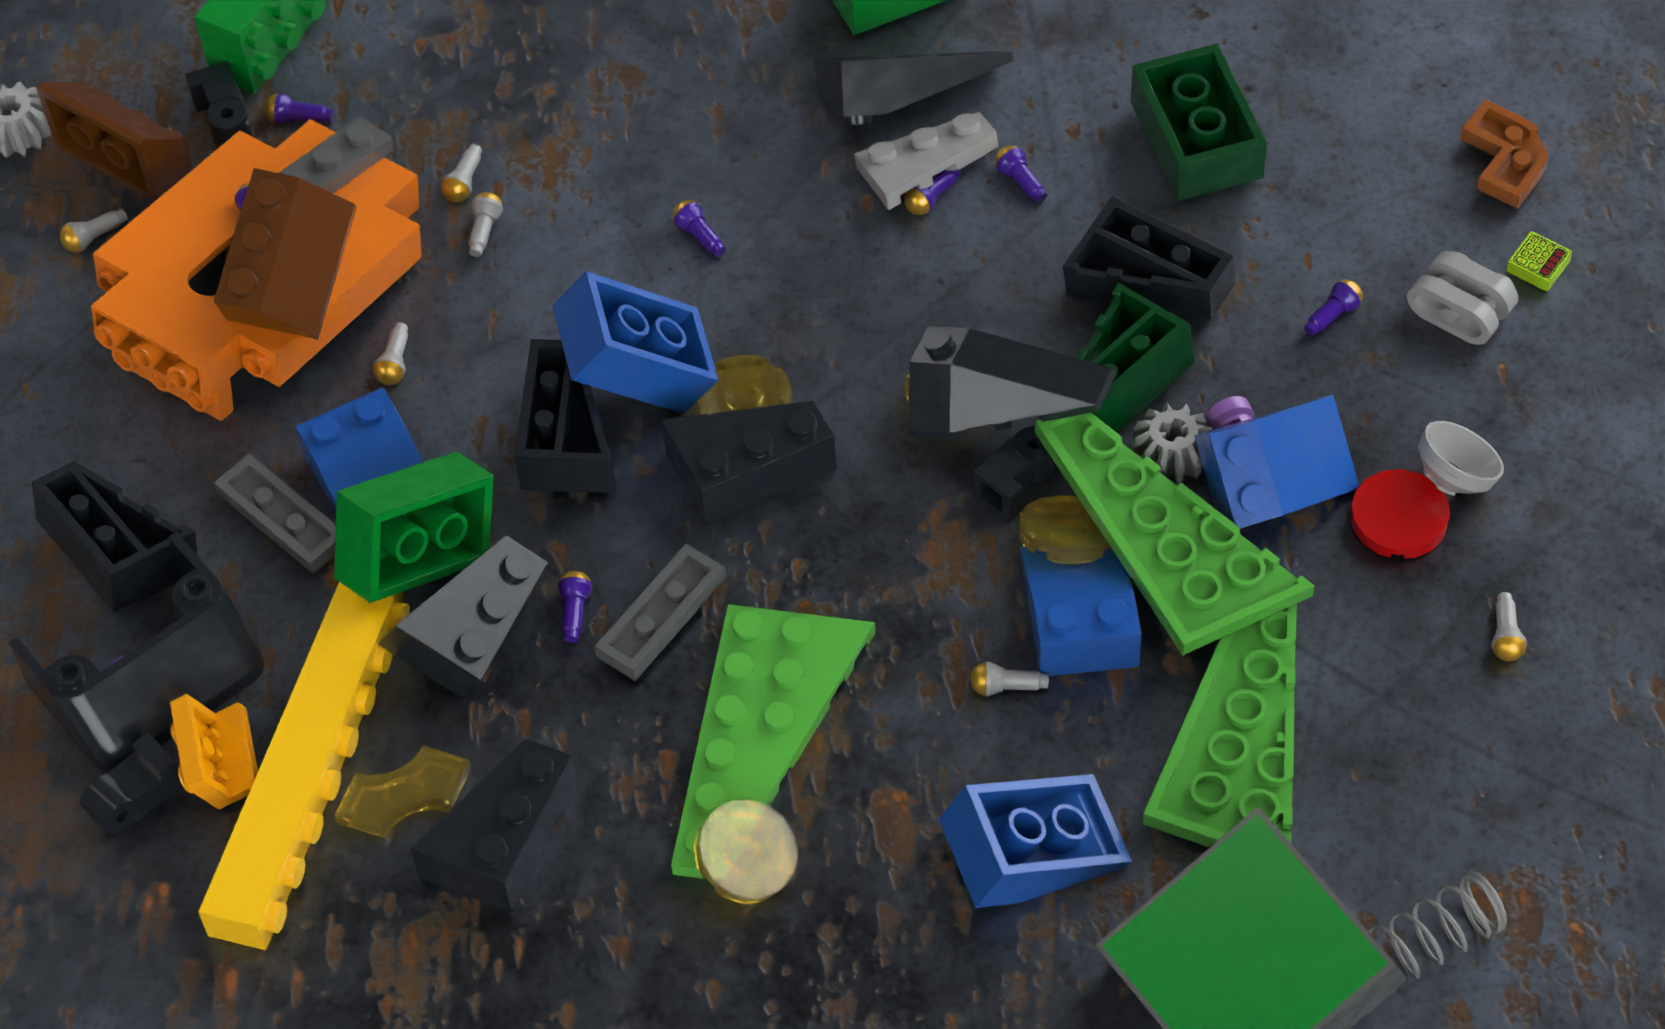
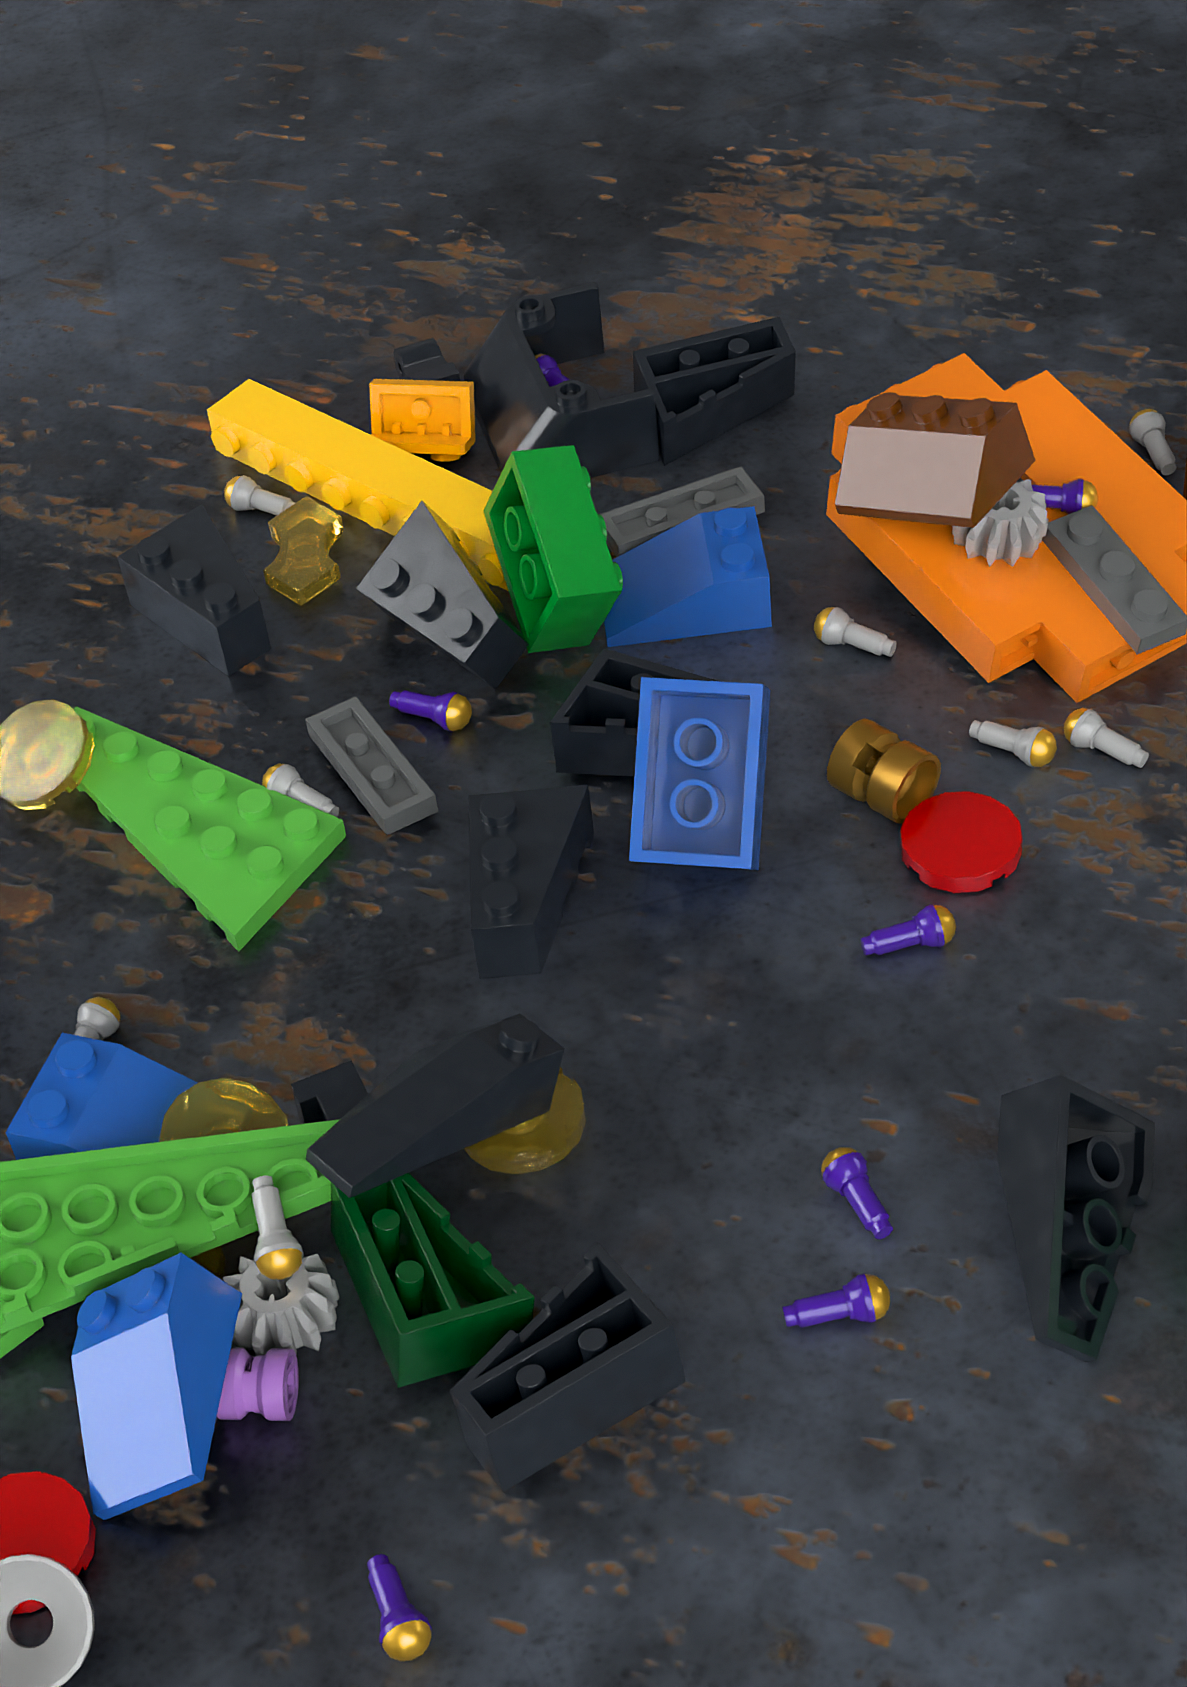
camera: 115 degrees right, 10 degrees down
(340, 875) = (244, 494): none -> light grey piece
(555, 268) = (882, 770): none -> pearl gold wheel
(598, 225) = (961, 841): none -> red tile
(701, 666) = (287, 781): none -> light grey piece
(745, 384) = (625, 914): clear yellow tile -> none
(914, 159) = (913, 1187): light grey wing -> none
(1158, 422) = (277, 1251): none -> light grey piece
(1198, 122) = (800, 1534): dark green brick -> none

